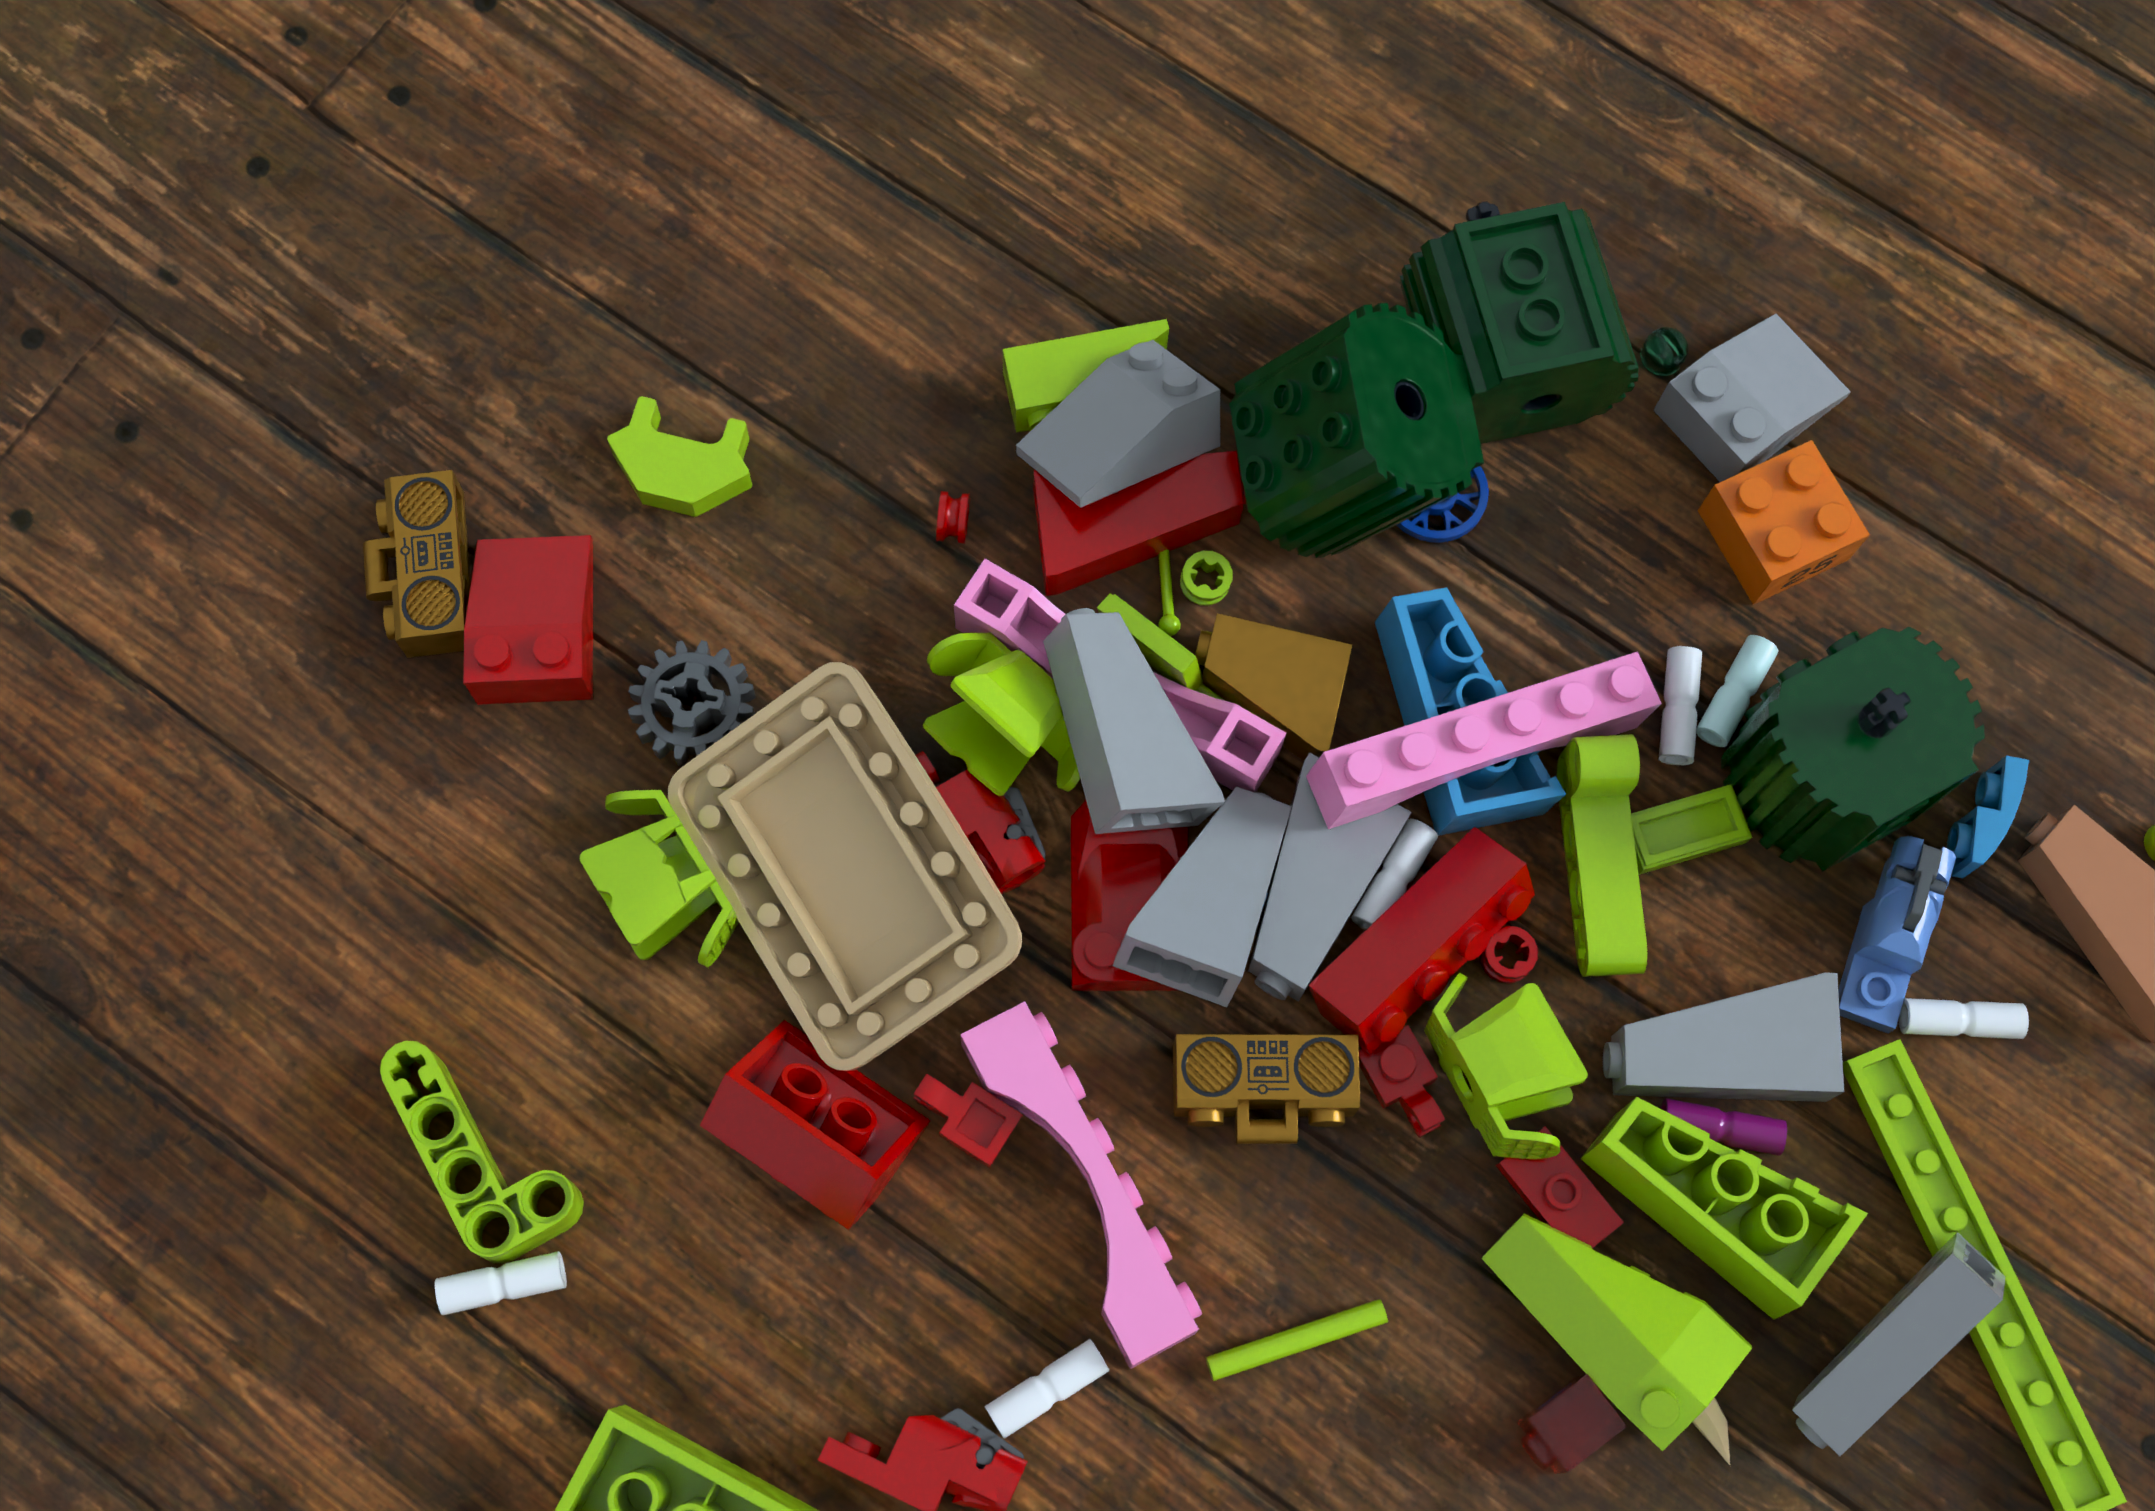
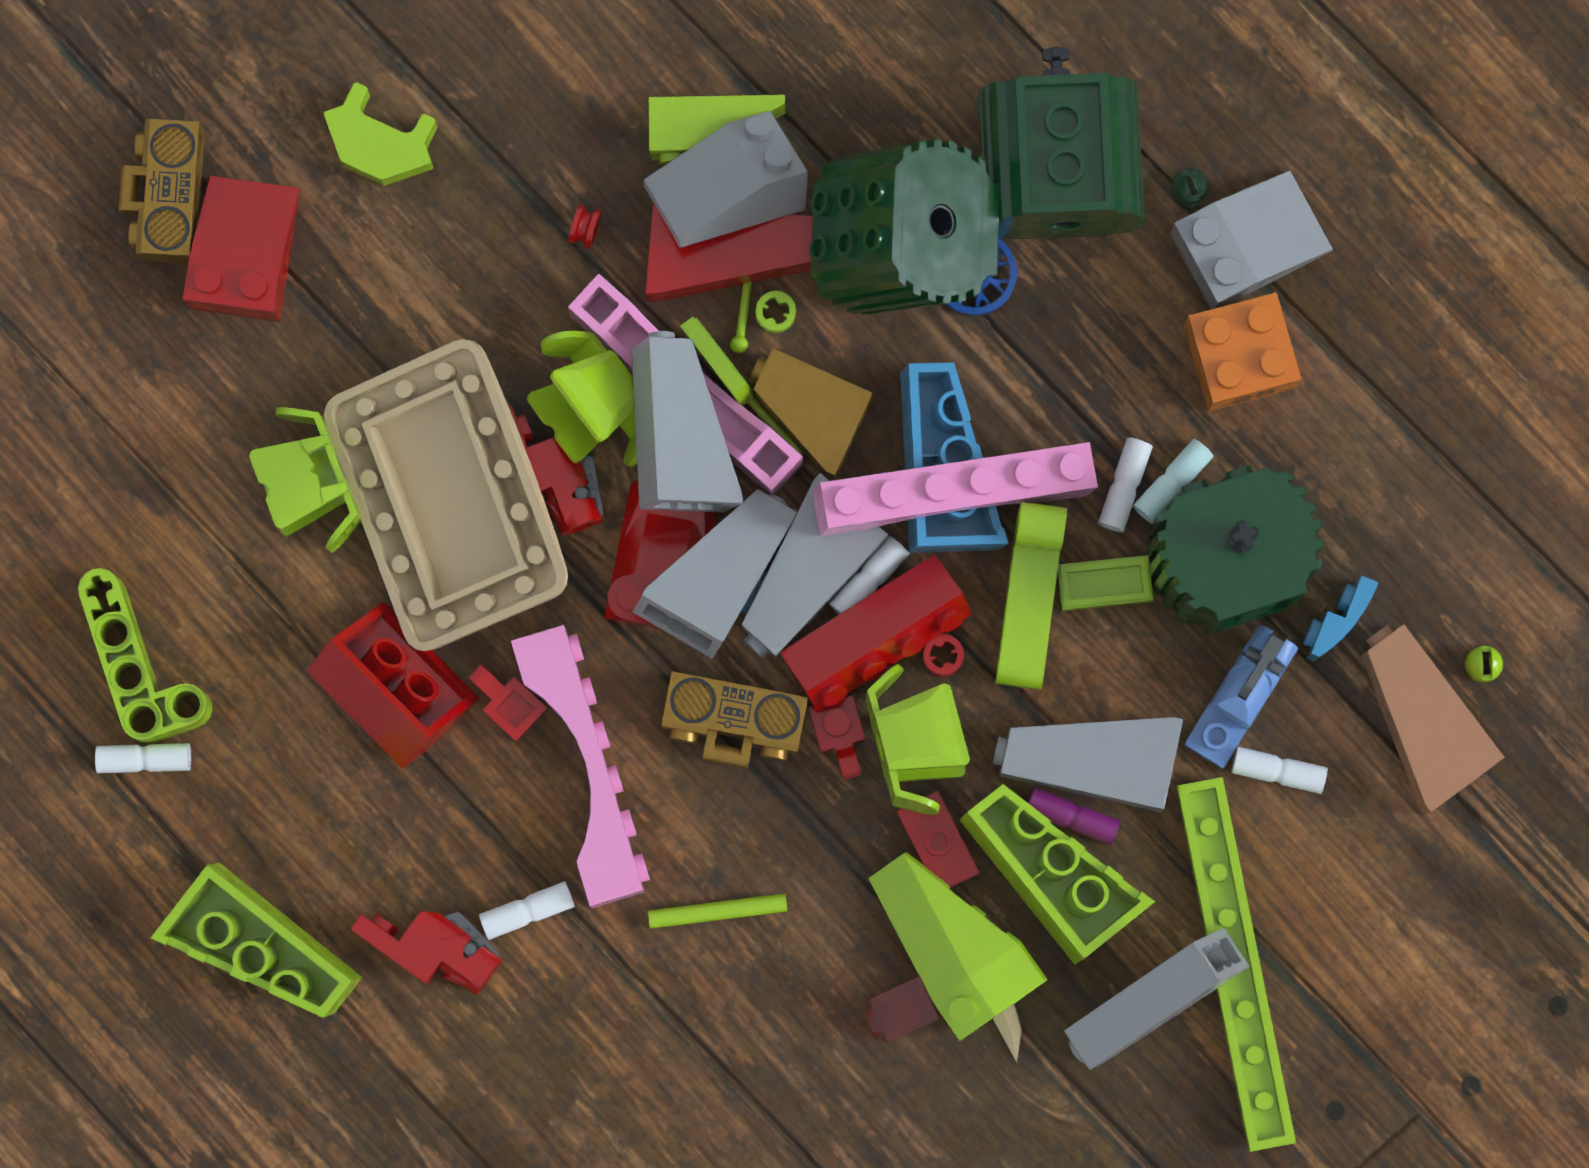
camera: 15 degrees right, 10 degrees up
(693, 680) = (360, 324): dark grey gear -> none

